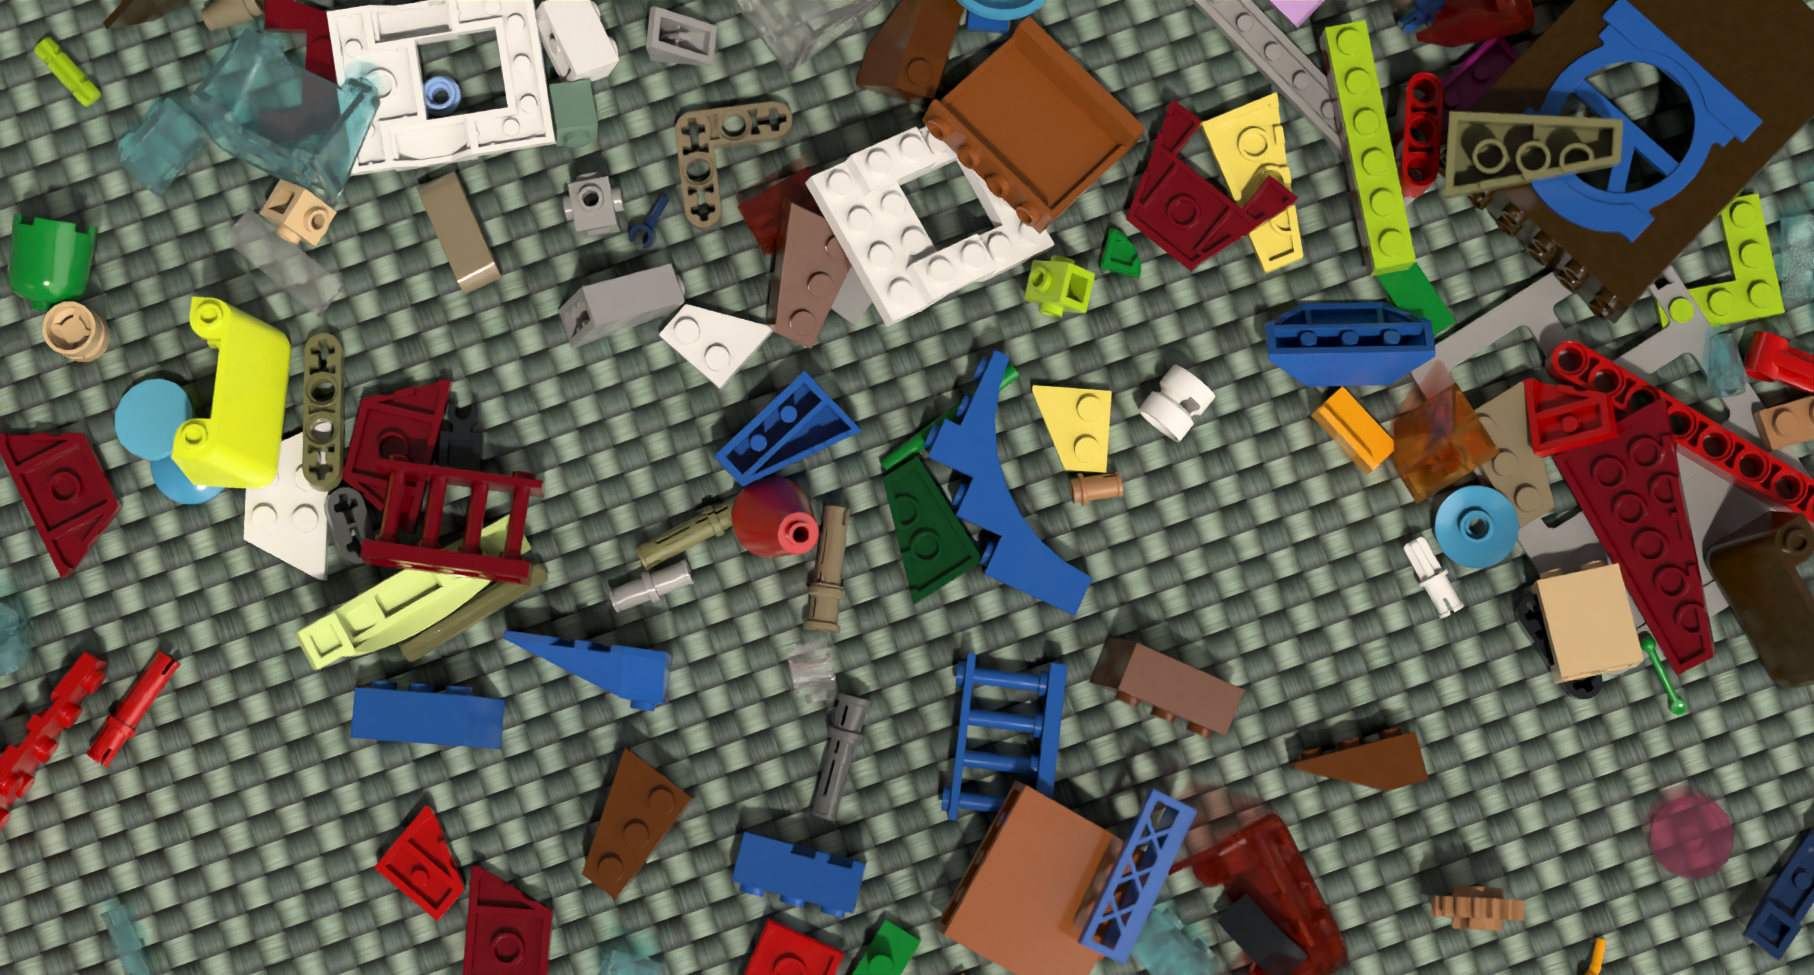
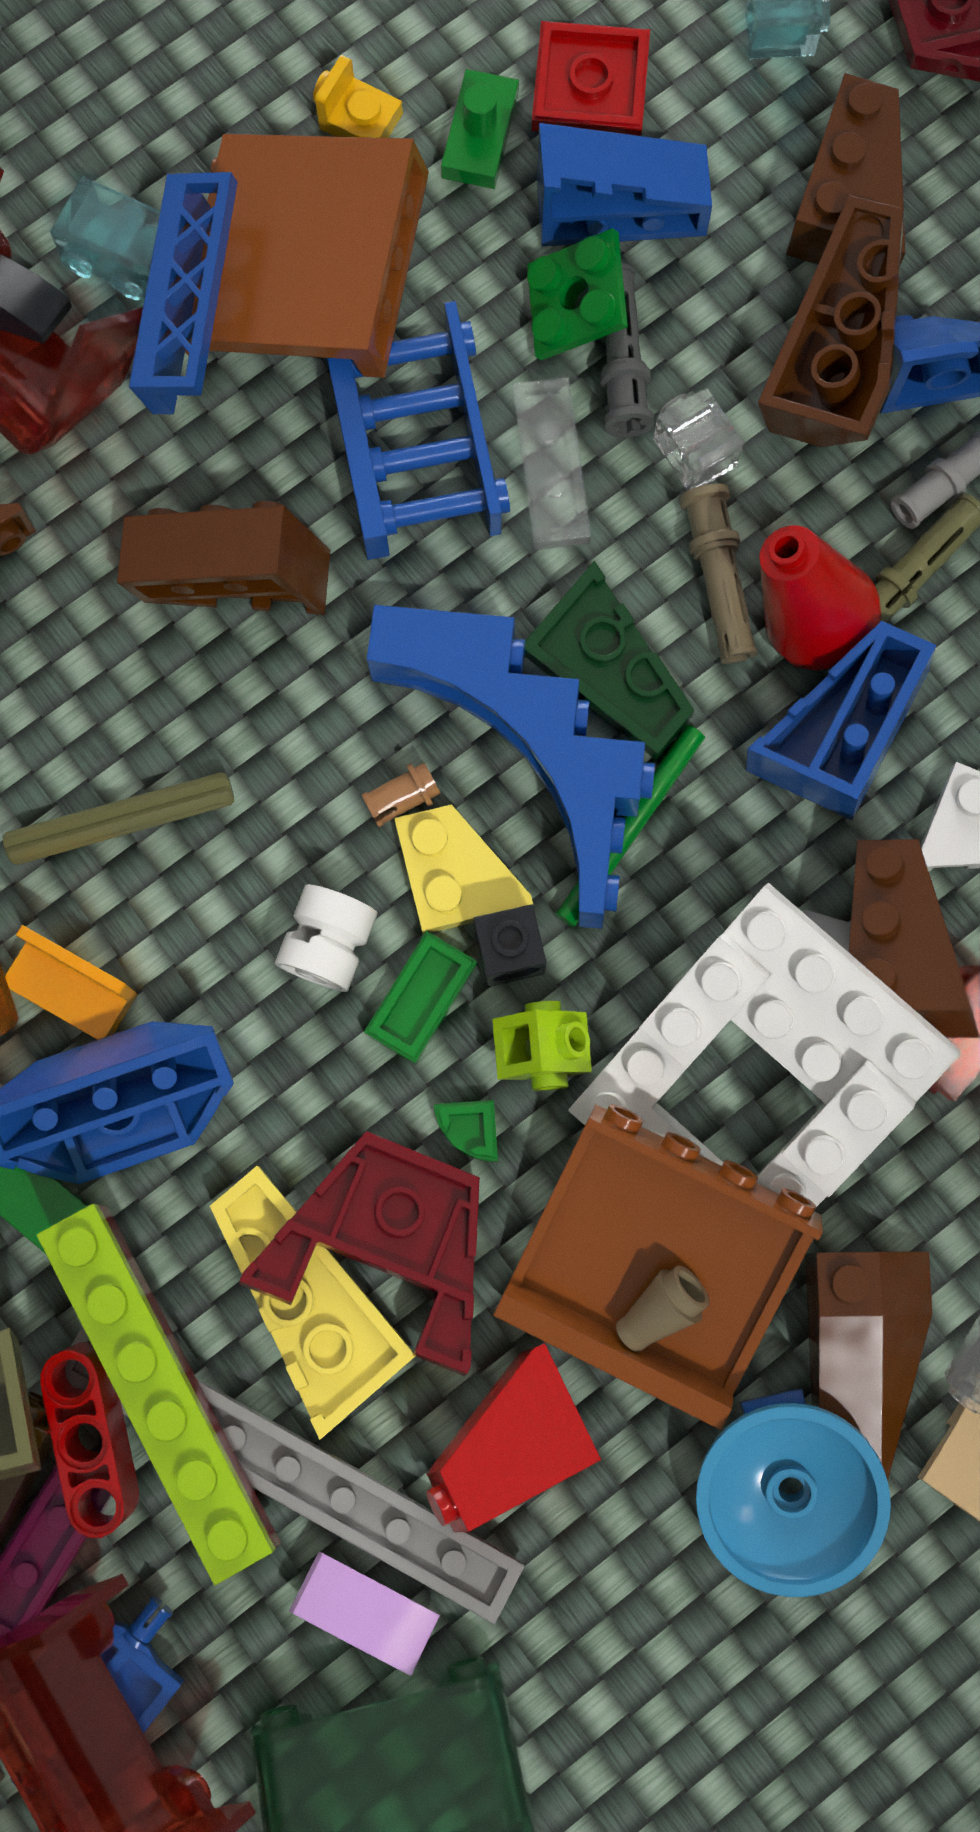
camera: 160 degrees right, 5 degrees down
(696, 692) = (842, 338): none -> reddish brown wedge
(878, 792) = (558, 281): none -> green piece
(916, 692) = (551, 463): none -> clear tile
(1037, 98) = (665, 1307): none -> dark tan cone
(1058, 359) = (510, 945): none -> black brick
(1125, 349) = (420, 997): none -> green tile
(1160, 48) = (511, 1446): none -> red slope
(1289, 534) = (118, 818): none -> olive axle

